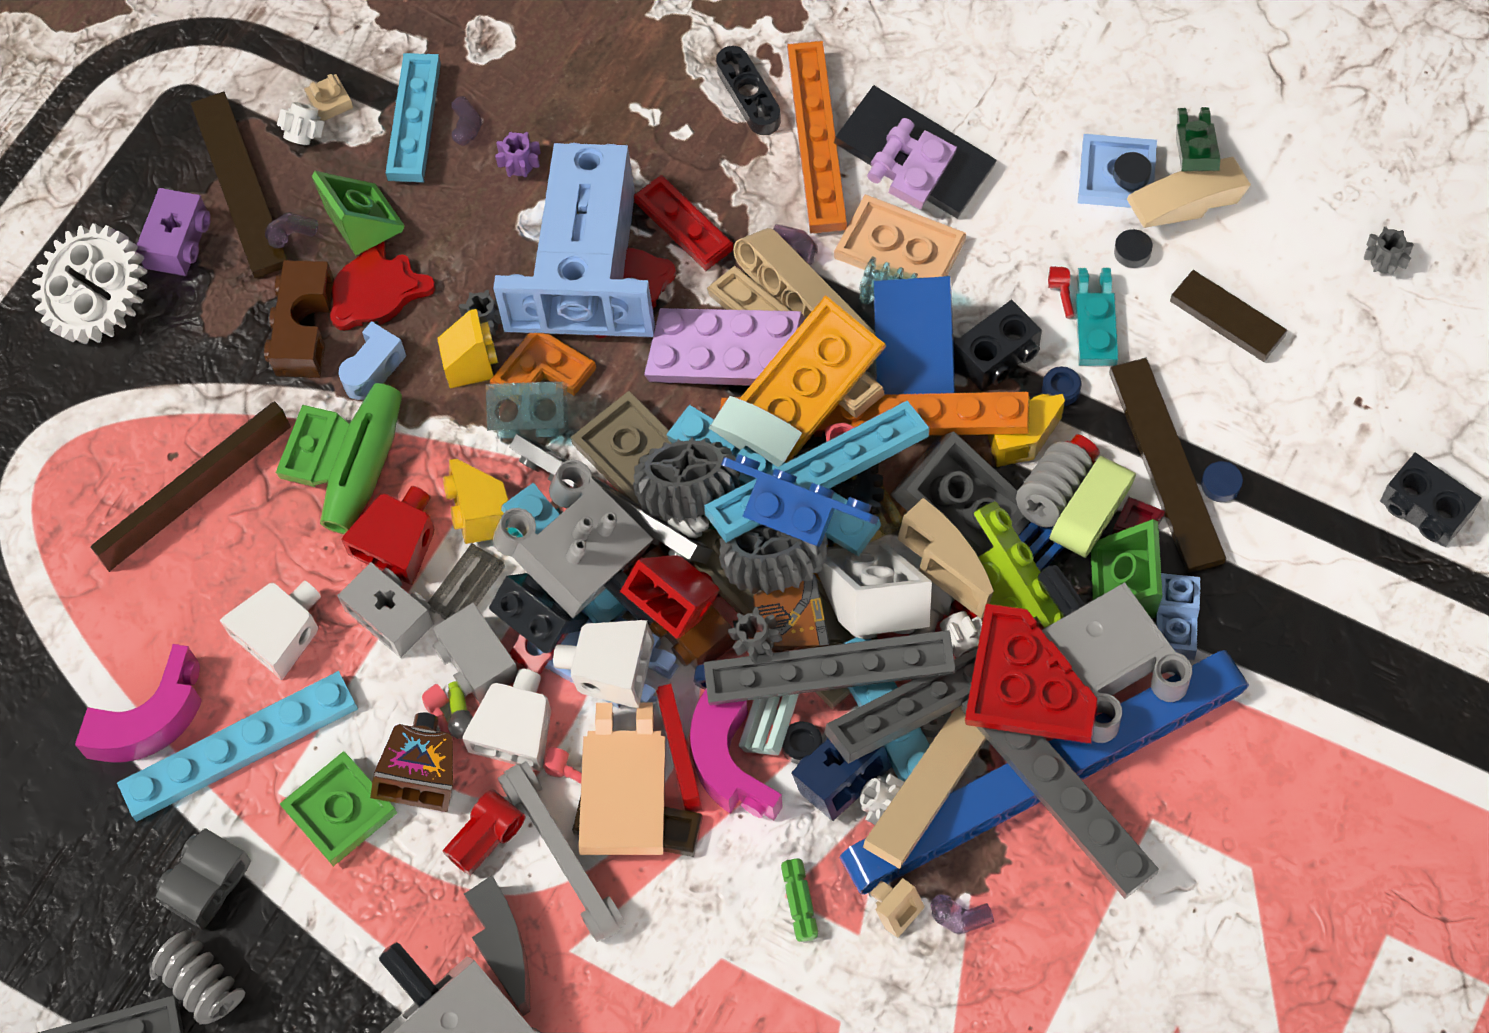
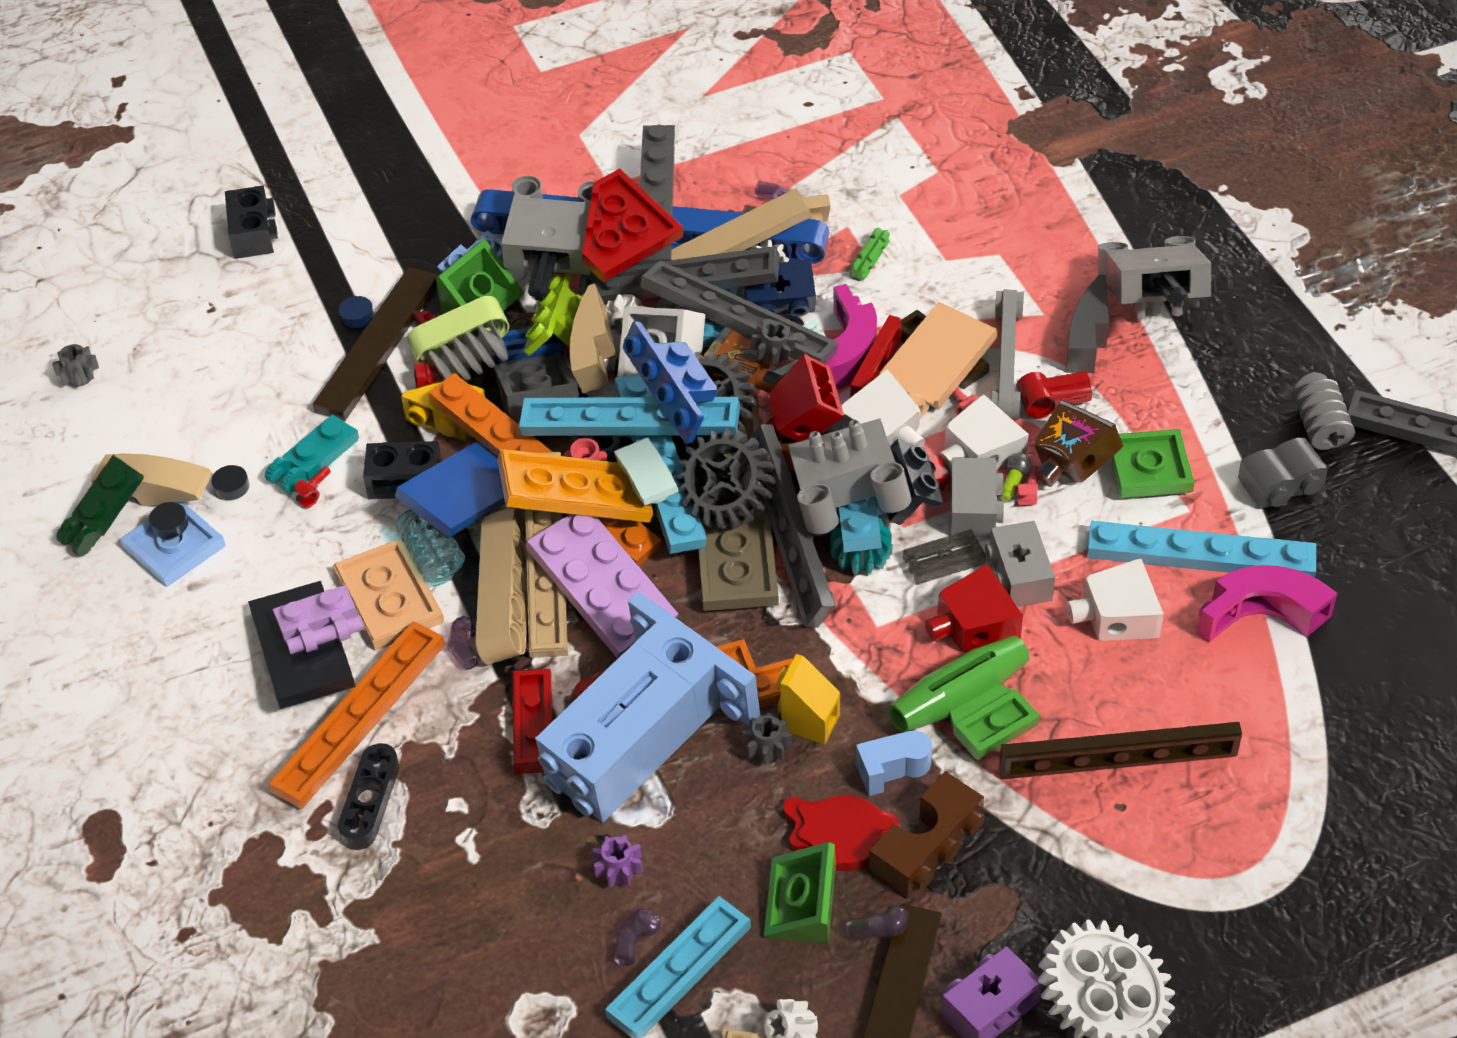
camera: 145 degrees left, 15 degrees down
(476, 501) = (891, 587): yellow slope -> none
(527, 398) = (790, 629): clear light blue brick -> none
(1062, 381) = (387, 427): dark blue tile -> none
(1228, 315) = (225, 401): dark brown tile -> none

